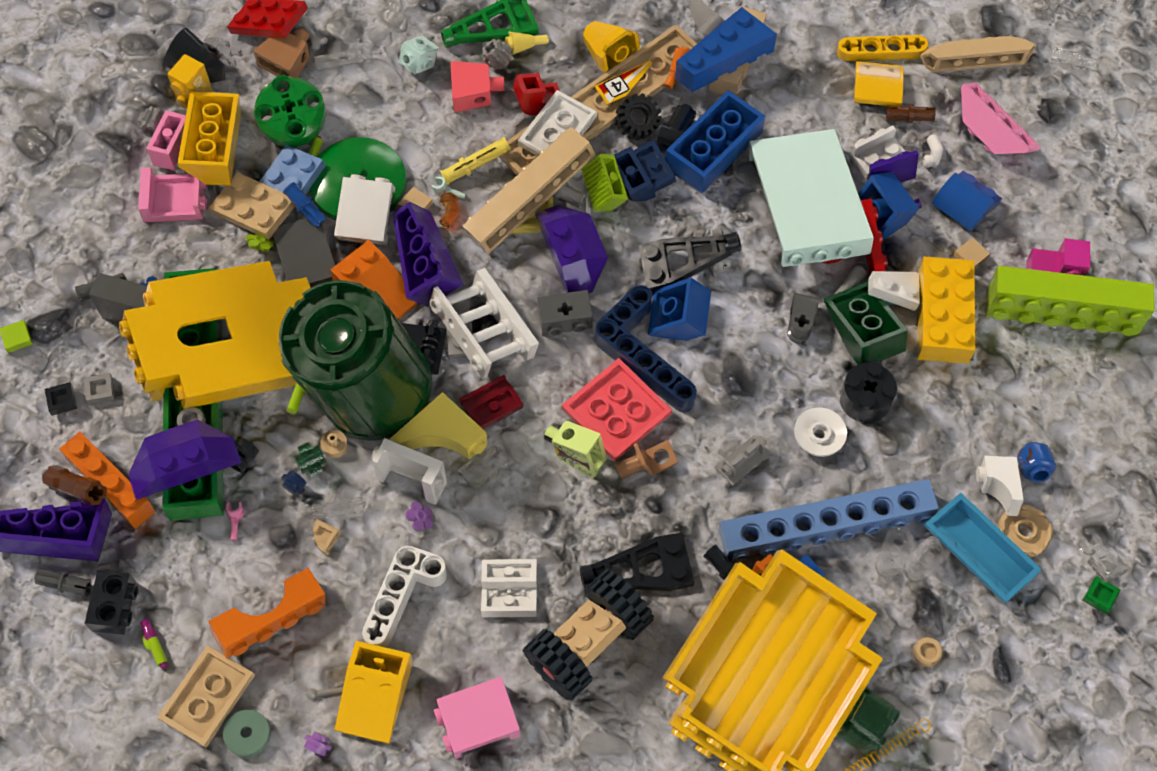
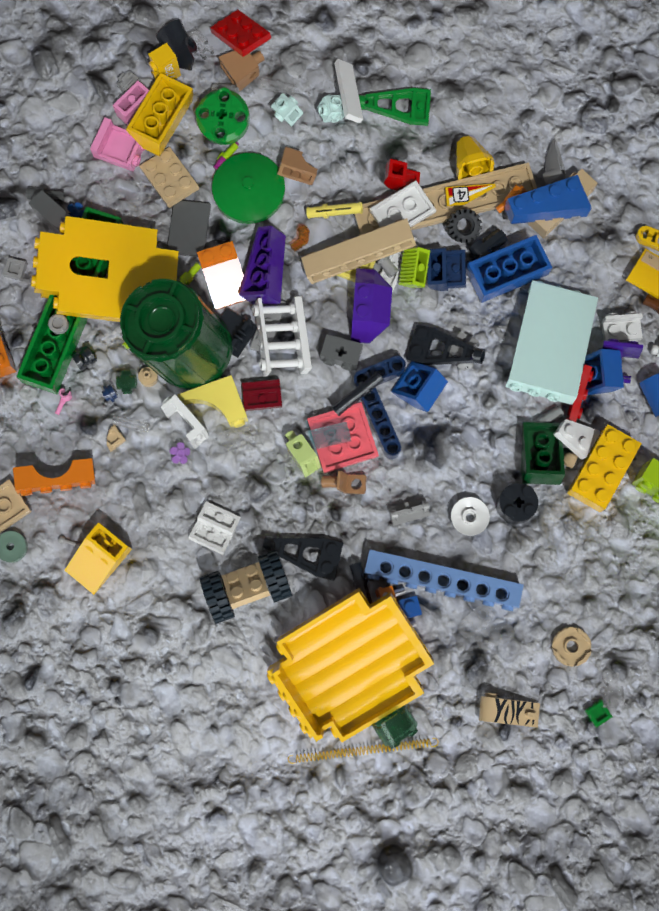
camera: 25 degrees right, 15 degrees up
(180, 457) = (41, 347): dark purple wedge -> none
(259, 243) = (161, 207): lime plant -> none
(293, 166) = (206, 164): medium blue plate -> none
(304, 204) = (201, 194): blue axle -> none
(316, 41) = (268, 64): light grey piece -> none
(317, 743) = (50, 574): medium lavender plate -> none
(363, 76) = (286, 109): none -> light aqua brick
(364, 210) = (240, 216): white panel -> none
(398, 599) = (140, 505): white beam -> none
(405, 133) = (295, 167): none -> medium nougat arch
(416, 197) = (280, 222): tan tile -> none
(428, 29) = (348, 91): none -> white tile
(443, 188) = (304, 221): light aqua hand -> none
(472, 85) = (360, 149): coral torso -> none
(476, 717) = (154, 604): bright pink panel -> none
(497, 54) = (388, 131): light grey gear -> none
(521, 42) = (409, 127): light yellow cone -> none
(602, 410) = (330, 435): none -> clear light blue plate
(608, 351) = (359, 392): none -> black pin
(802, 317) = (503, 426): dark grey piece -> none
(904, 316) = (570, 459): none -> tan hinge
(927, 652) = (462, 696): tan tile -> none
(972, 251) = (646, 434): tan tile -> none
(983, 548) = (534, 647): dark azure slope -> none
(984, 643) = (508, 711): none -> tan door
(1001, 479) = (573, 605): white arch -> none
(1036, 462) = (605, 604): blue head -> none

